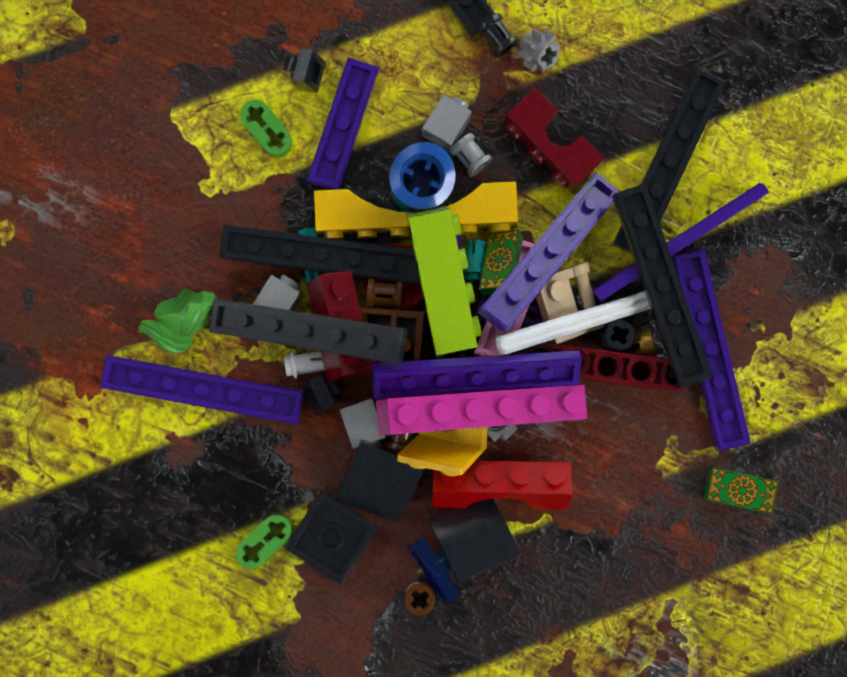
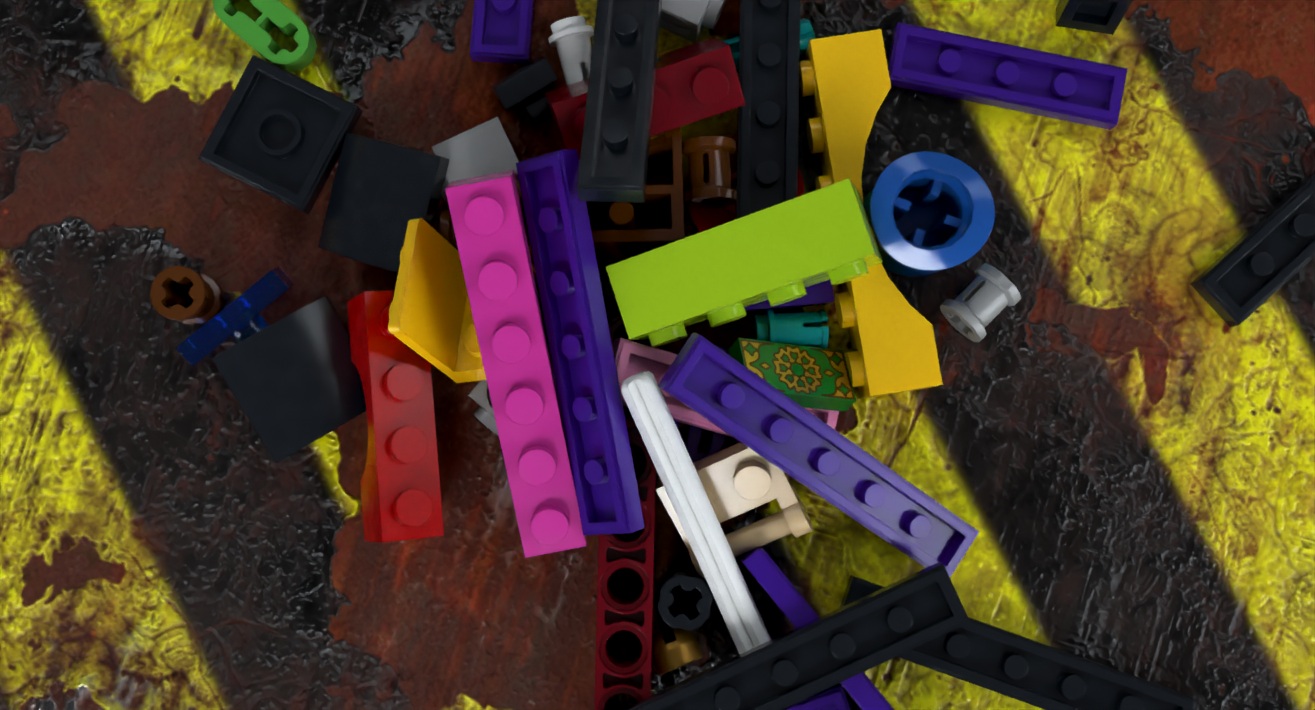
camera: 85 degrees right, 0 degrees up
(447, 122) = (1036, 253): light grey brick -> none
(497, 35) = (1205, 328): black bush -> none
(539, 50) = (1189, 404): light grey gear -> none
(570, 163) = (987, 480): dark red arch -> none

